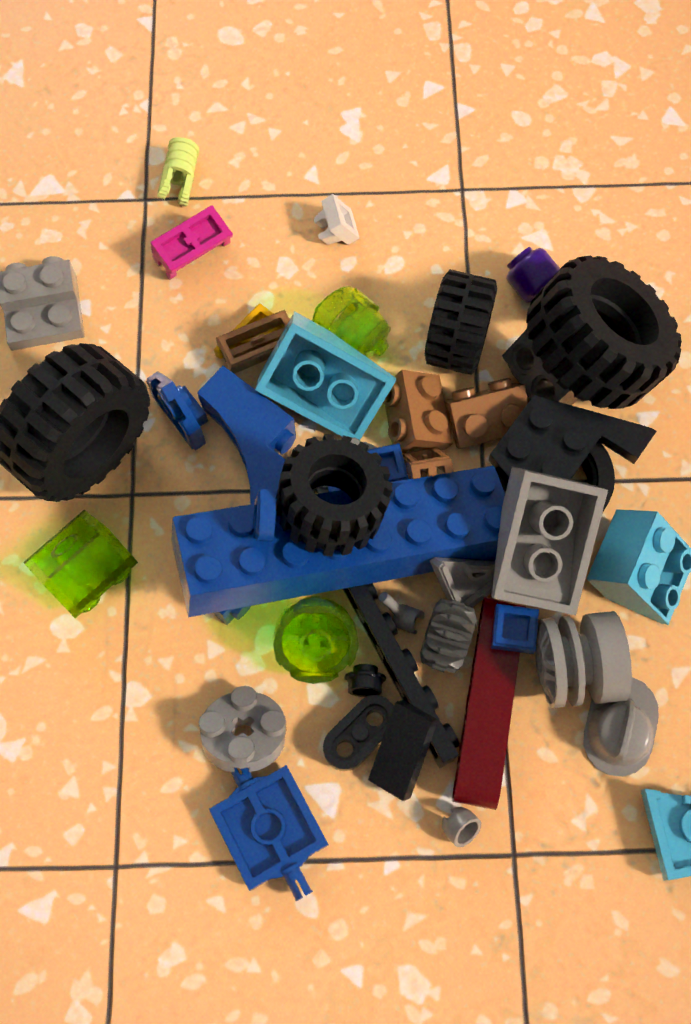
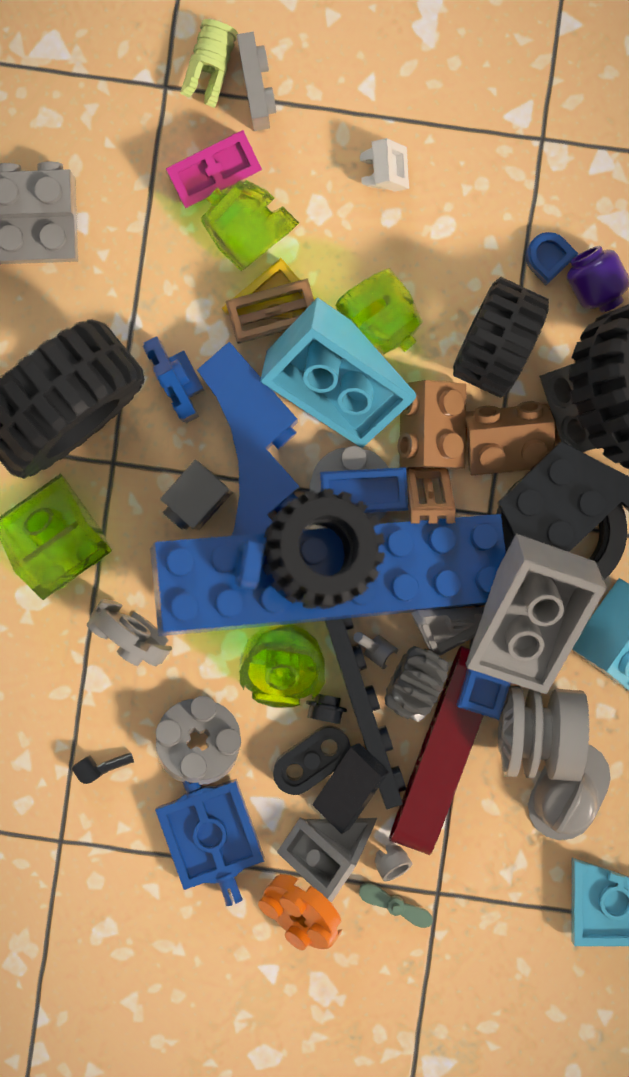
camera: 10 degrees right, 20 degrees up
(137, 785) = (88, 771): none -> black hand
(162, 633) = (133, 634): none -> light grey plate
(210, 487) = (194, 497): none -> dark grey brick
(215, 167) = (253, 64): none -> light grey plate
(223, 275) = (244, 224): none -> clear neon green helmet
(381, 910) = (304, 915): none -> orange plate
(388, 824) = (324, 854): none -> light grey slope
(473, 873) = (395, 905): none -> sand green piece
(489, 265) = (549, 255): none -> blue tile

